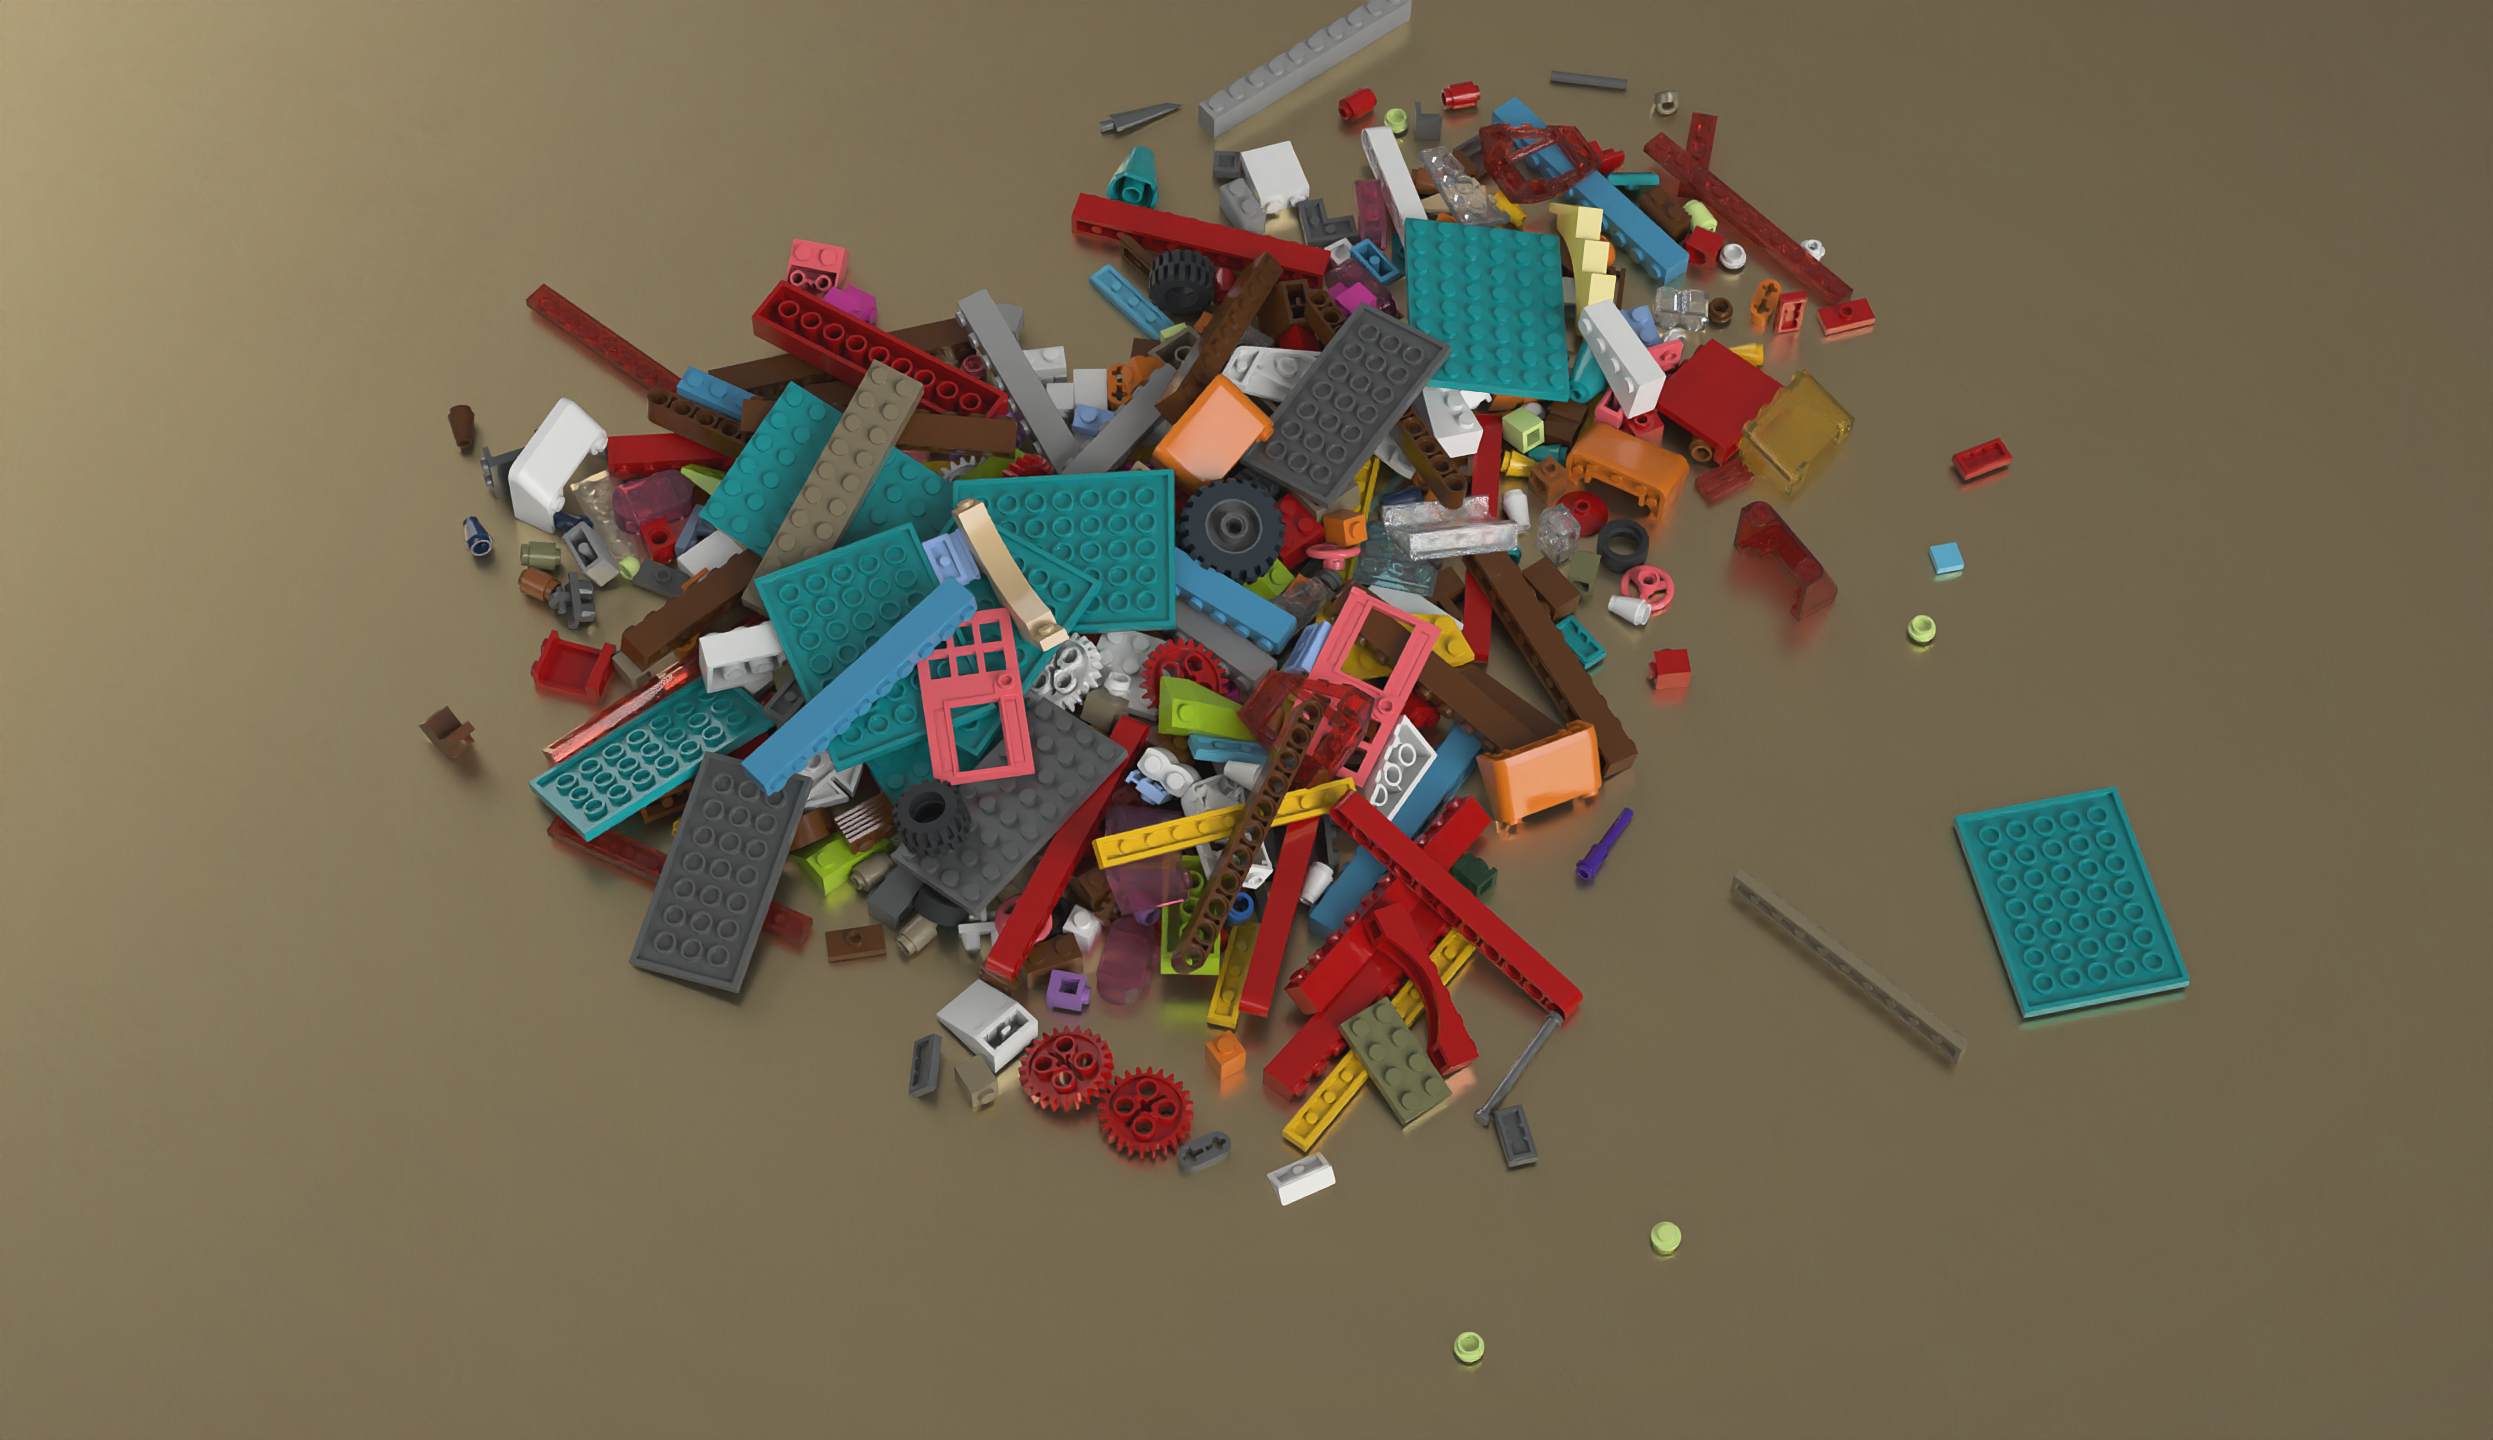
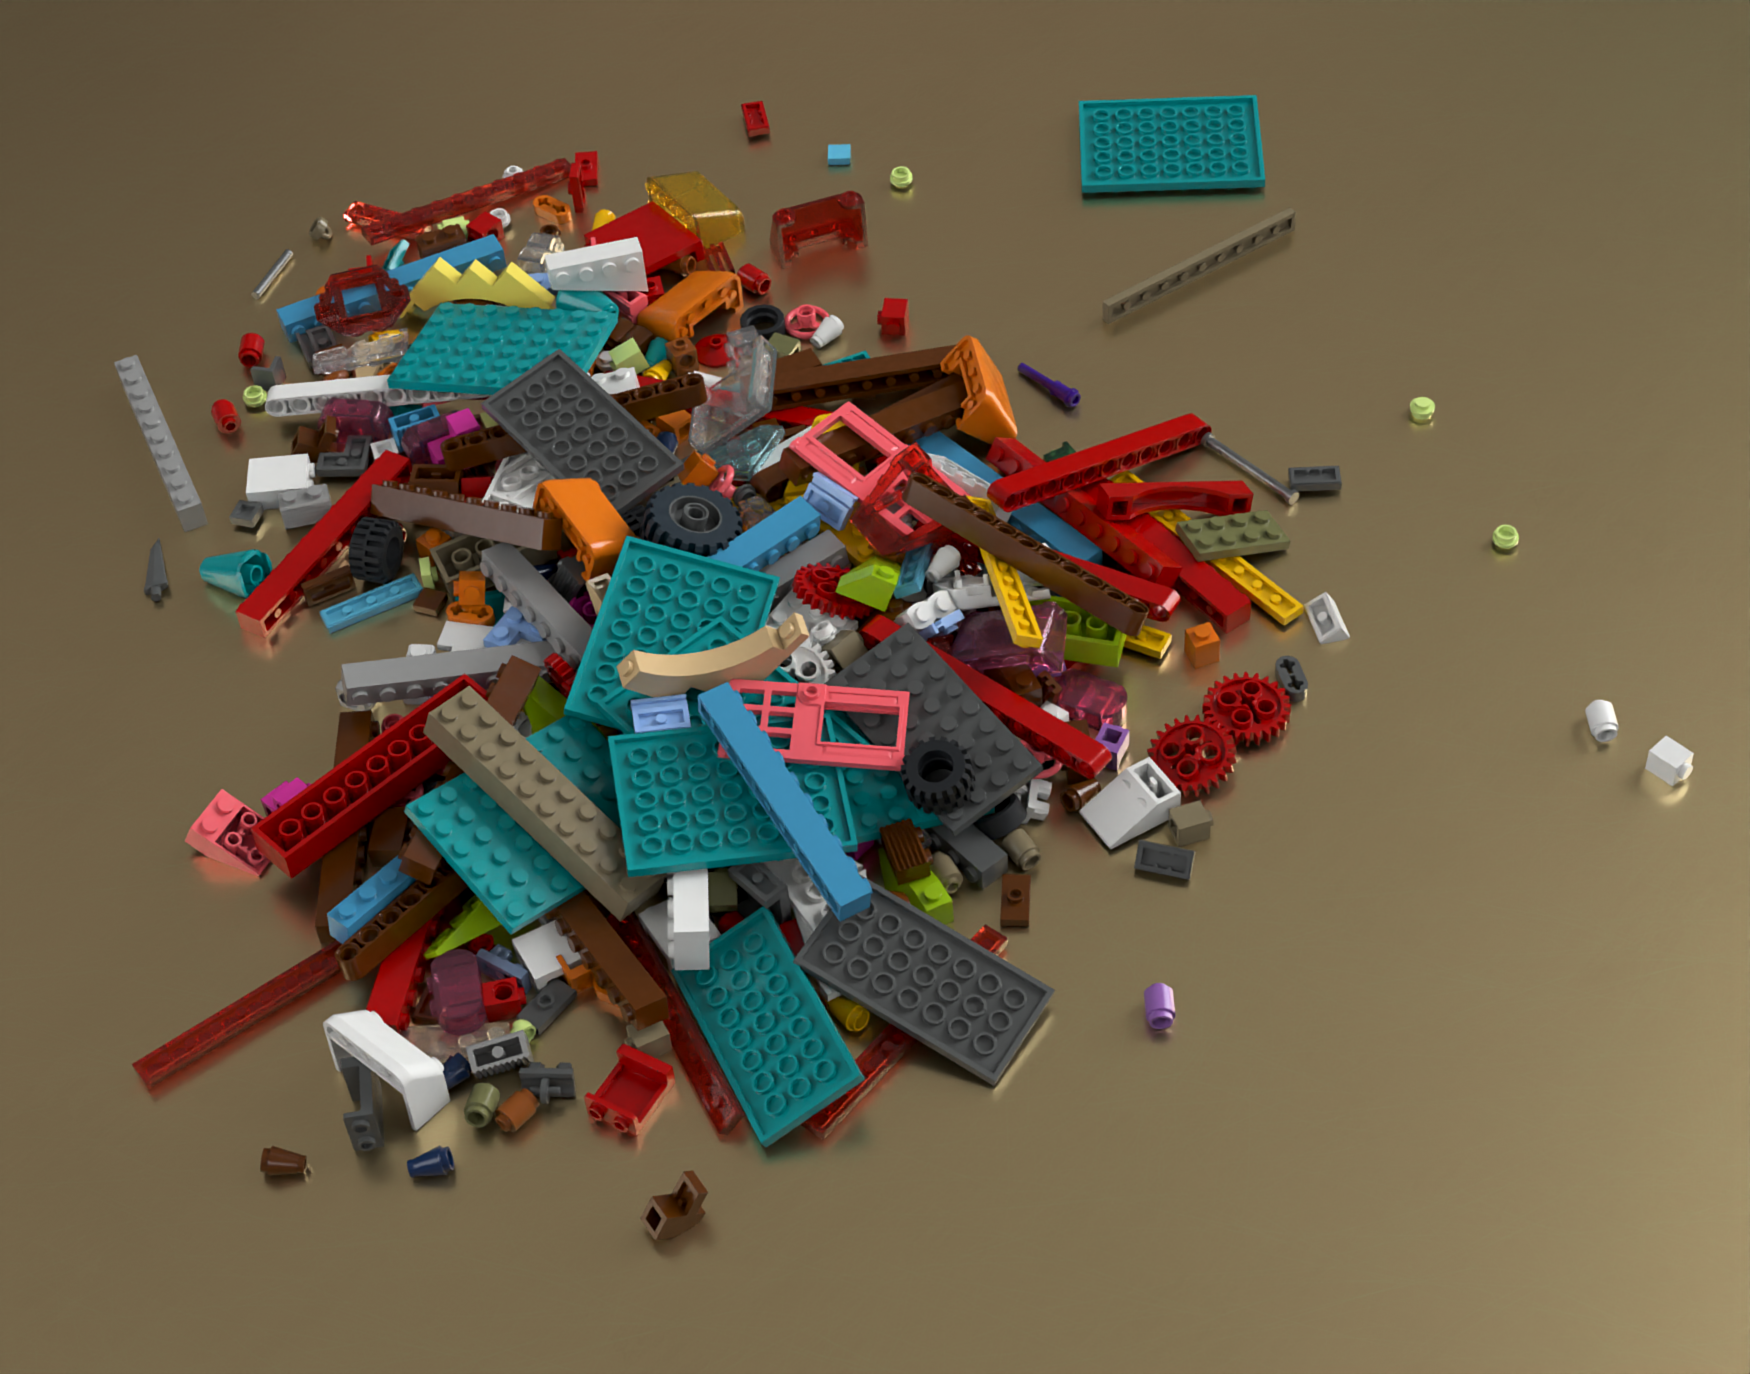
camera: 70 degrees left, 10 degrees down
(740, 1088) = (1159, 1005): none -> medium lavender brick
(1334, 190) = (314, 441): none -> reddish brown brick
(1696, 519) = (754, 279): none -> red brick

